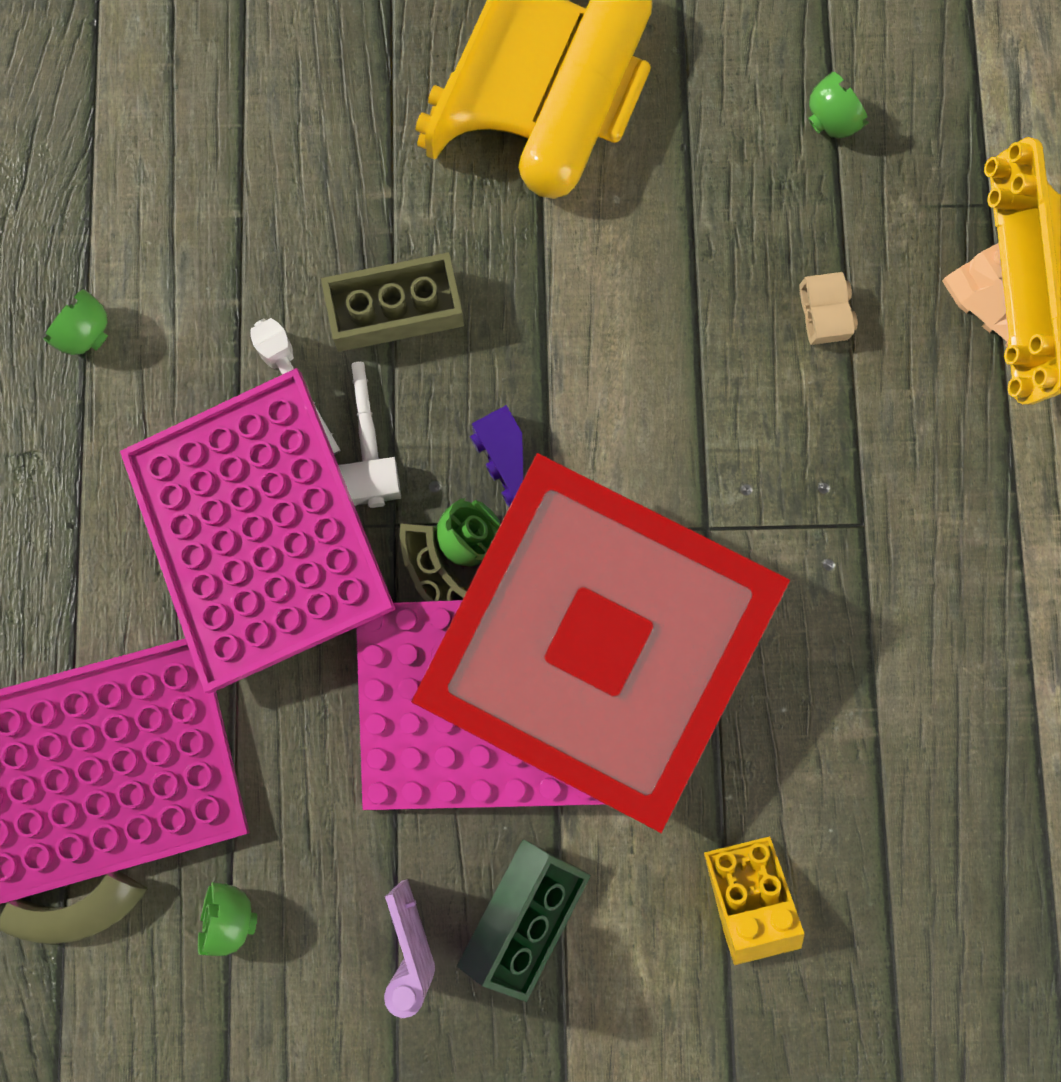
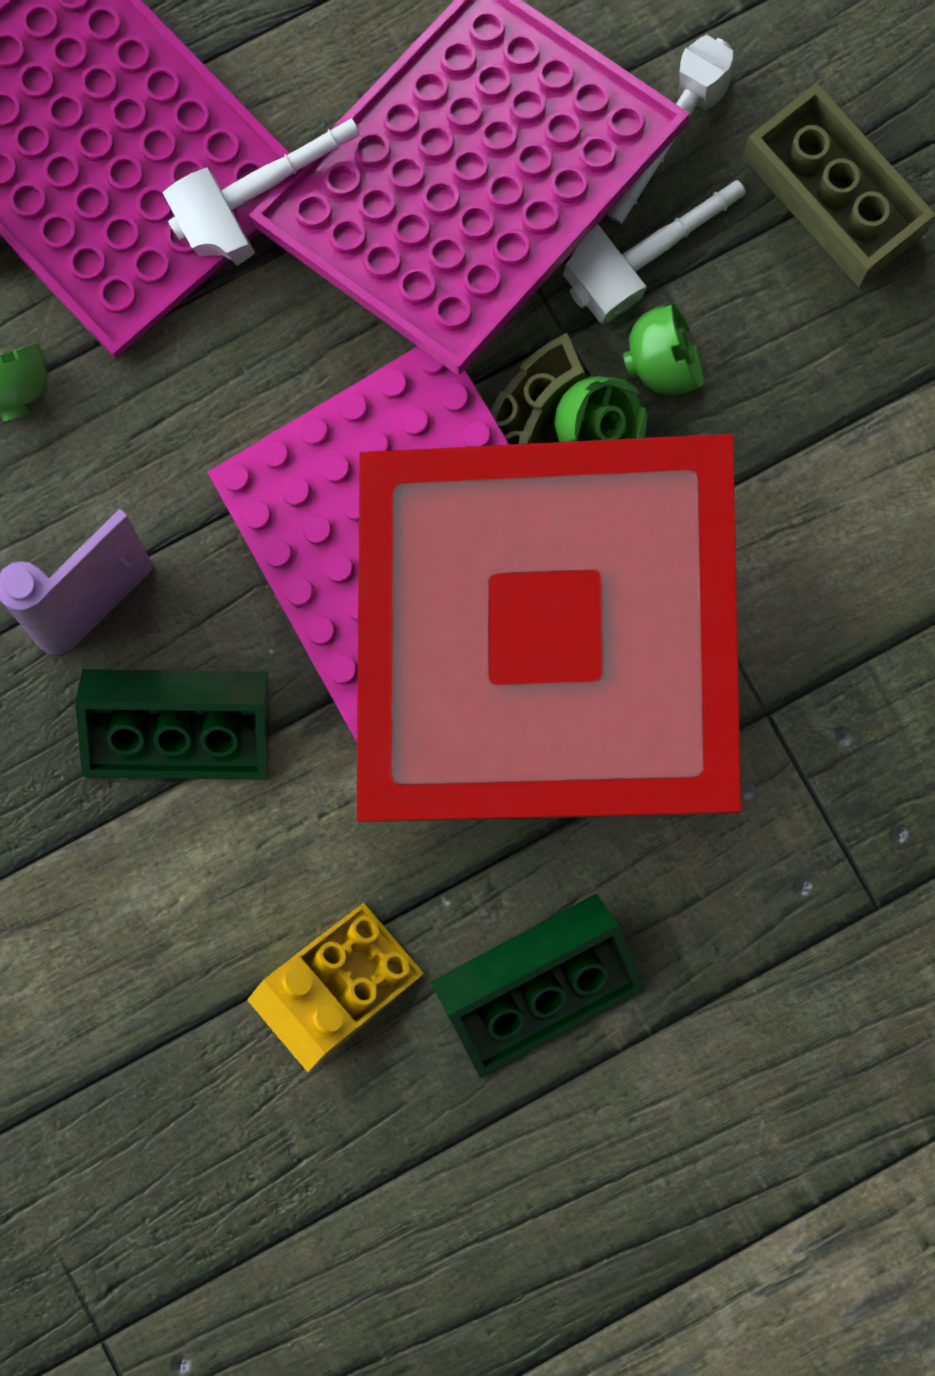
camera: 65 degrees right, 0 degrees up
(186, 719) = (206, 212): none -> white piece
(444, 469) = (663, 352): none -> bright green cylinder
(503, 446) = (737, 402): dark purple slope -> none
(814, 766) = (538, 985): none -> dark green slope

